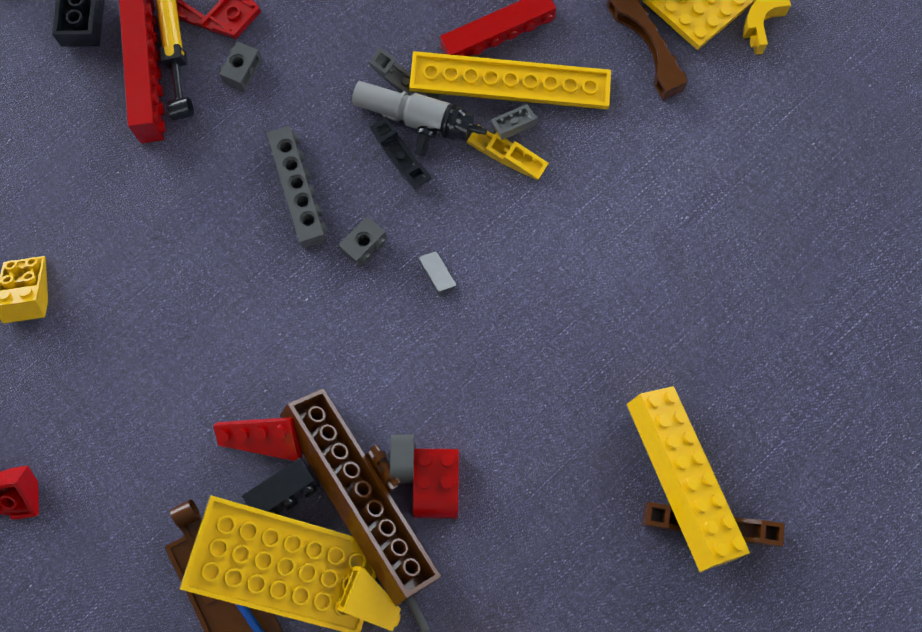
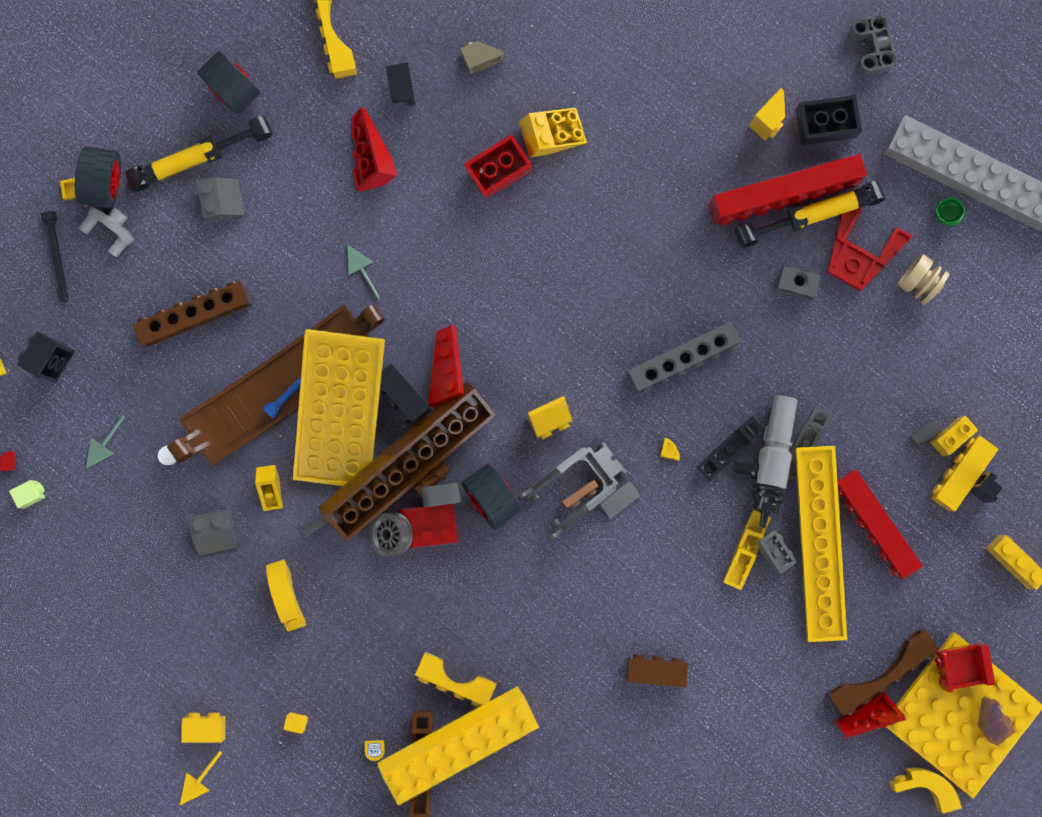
camera: 75 degrees right, 10 degrees up
(45, 348) = (498, 166): none -> red brick
(62, 65) = (769, 118): none -> yellow slope
(120, 526) = (357, 262): none -> sand green piece
(336, 329) = (550, 417): none -> yellow slope
(368, 231) = (633, 417): dark grey brick -> none
(368, 601) = (319, 483): yellow slope -> none
(392, 215) = (669, 450): none -> yellow tile
(401, 283) = (600, 465): none -> dark grey piece
(412, 403) = (491, 496): none -> black wheel
(422, 303) = (587, 490): none -> nougat plate
(439, 537) = (391, 534): none -> flat silver wheel
(624, 257) = (657, 671): none -> reddish brown brick
(625, 449) = (432, 671): none -> yellow arch
(682, 577) = (374, 749): none -> tile
(690, 57) = (871, 716): none -> red wing

